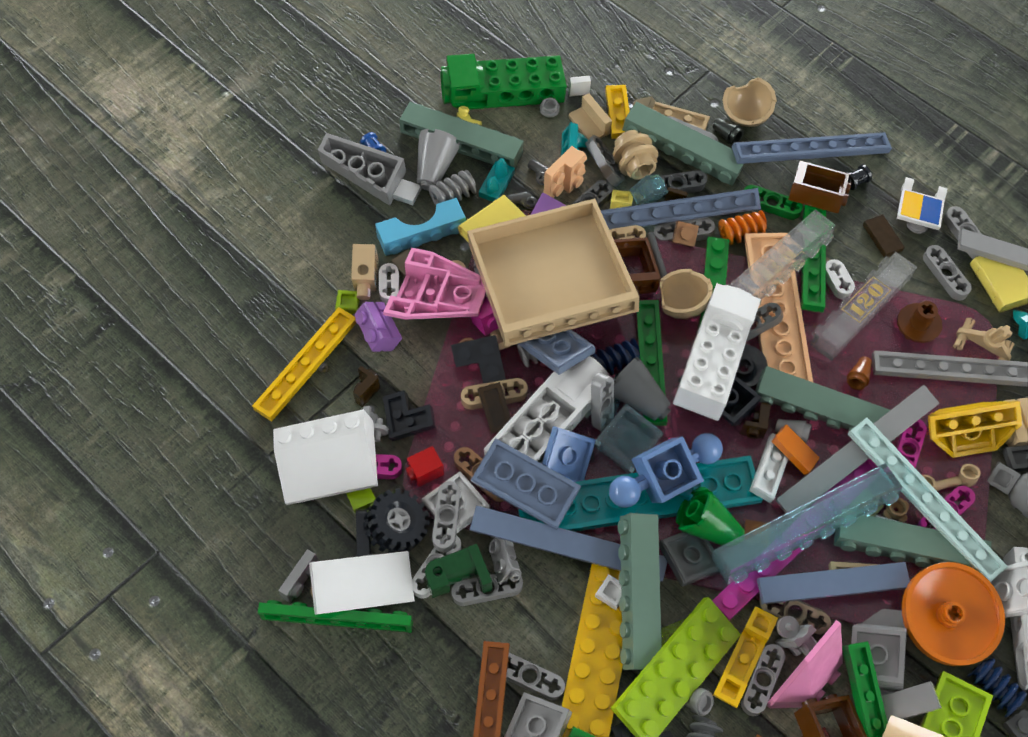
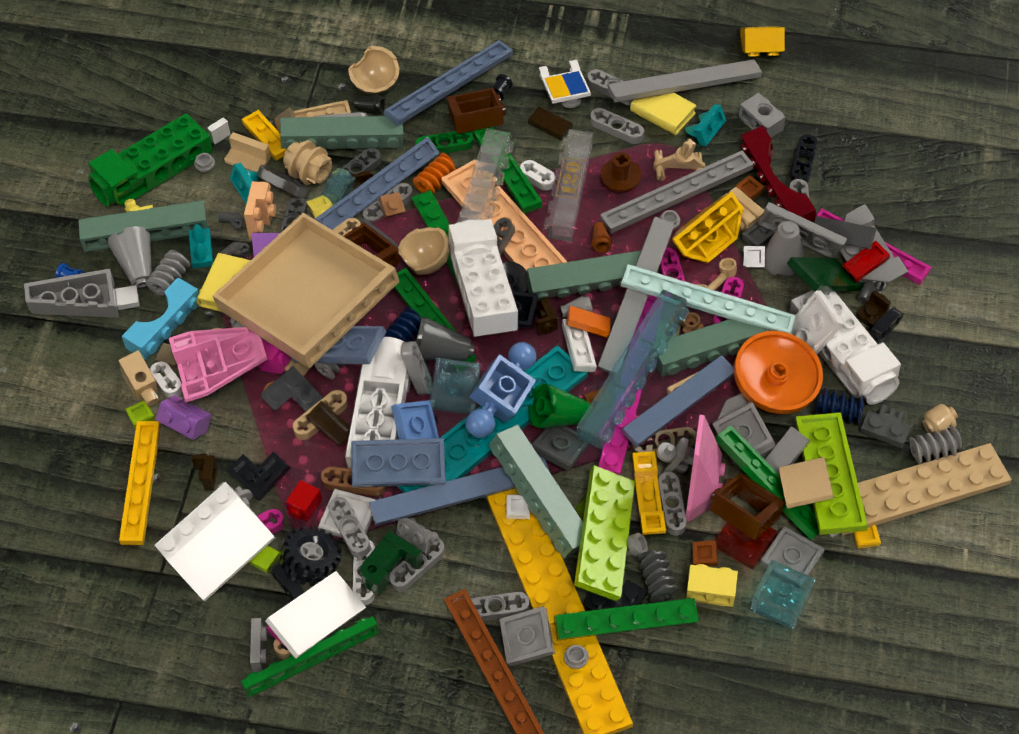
camera: 30 degrees left, 5 degrees down
(941, 392) = (672, 217): none -> light grey plate

